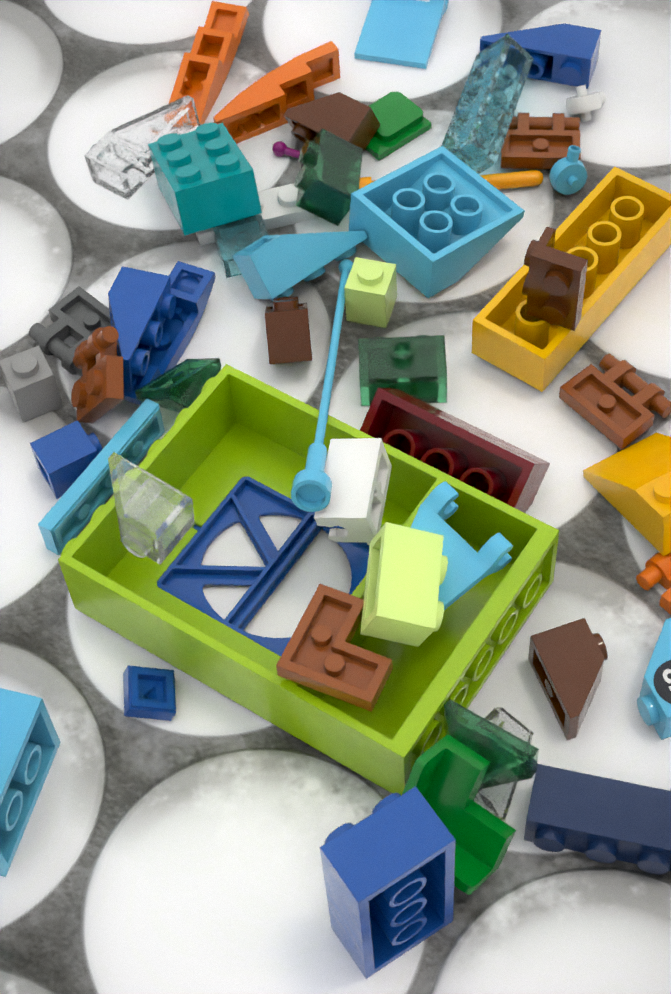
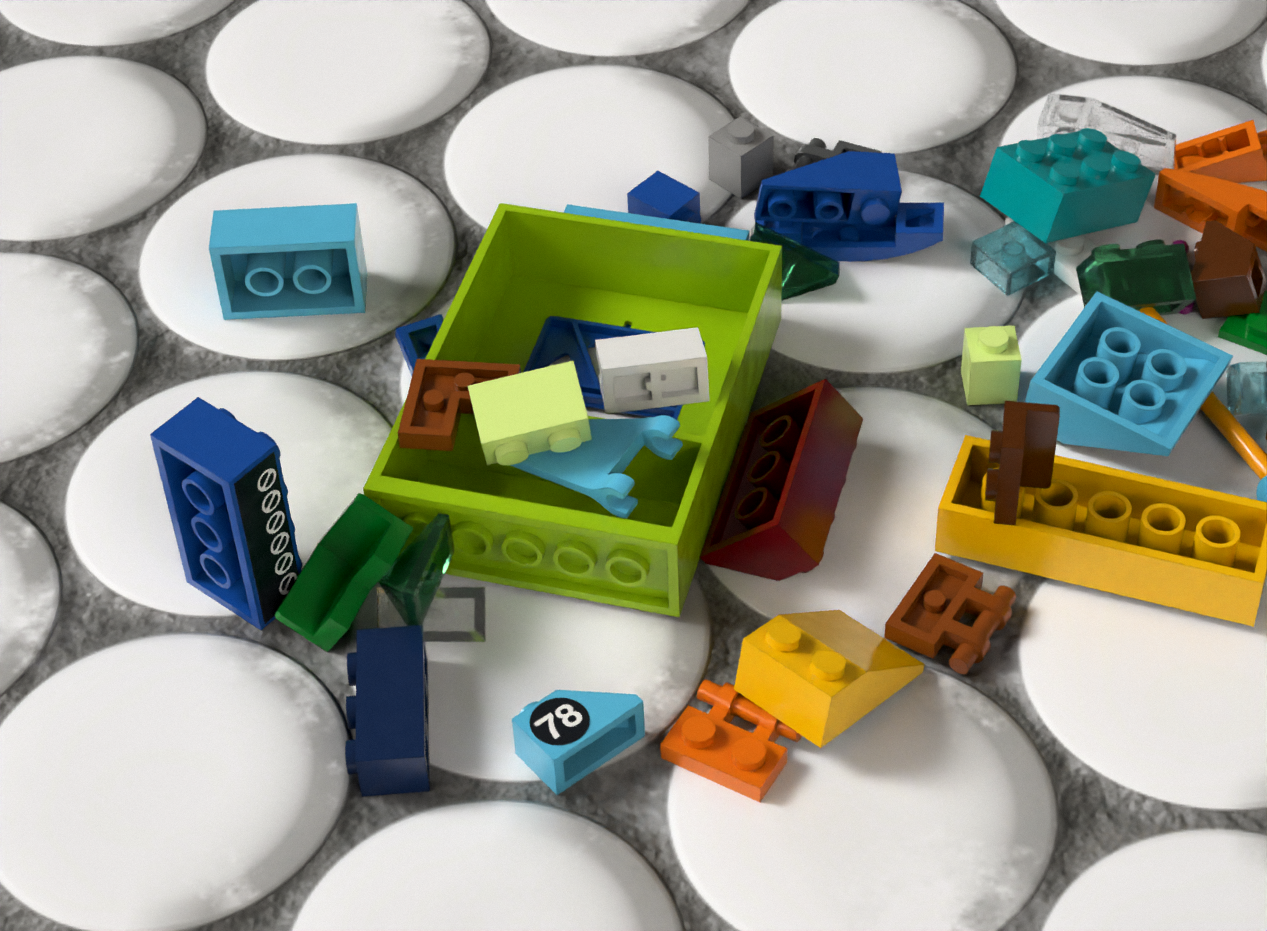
camera: 70 degrees right, 10 degrees down
(102, 375) = (739, 185): dark orange plate -> none
(148, 510) = (563, 230): clear slope -> none
(283, 260) = (1001, 284): medium azure slope -> none
(288, 331) = (903, 316): reddish brown slope -> none
(312, 485) = (616, 318): medium azure piece -> none
(405, 364) = (898, 420): clear green brick -> none
(569, 670) = (552, 644): reddish brown slope -> none

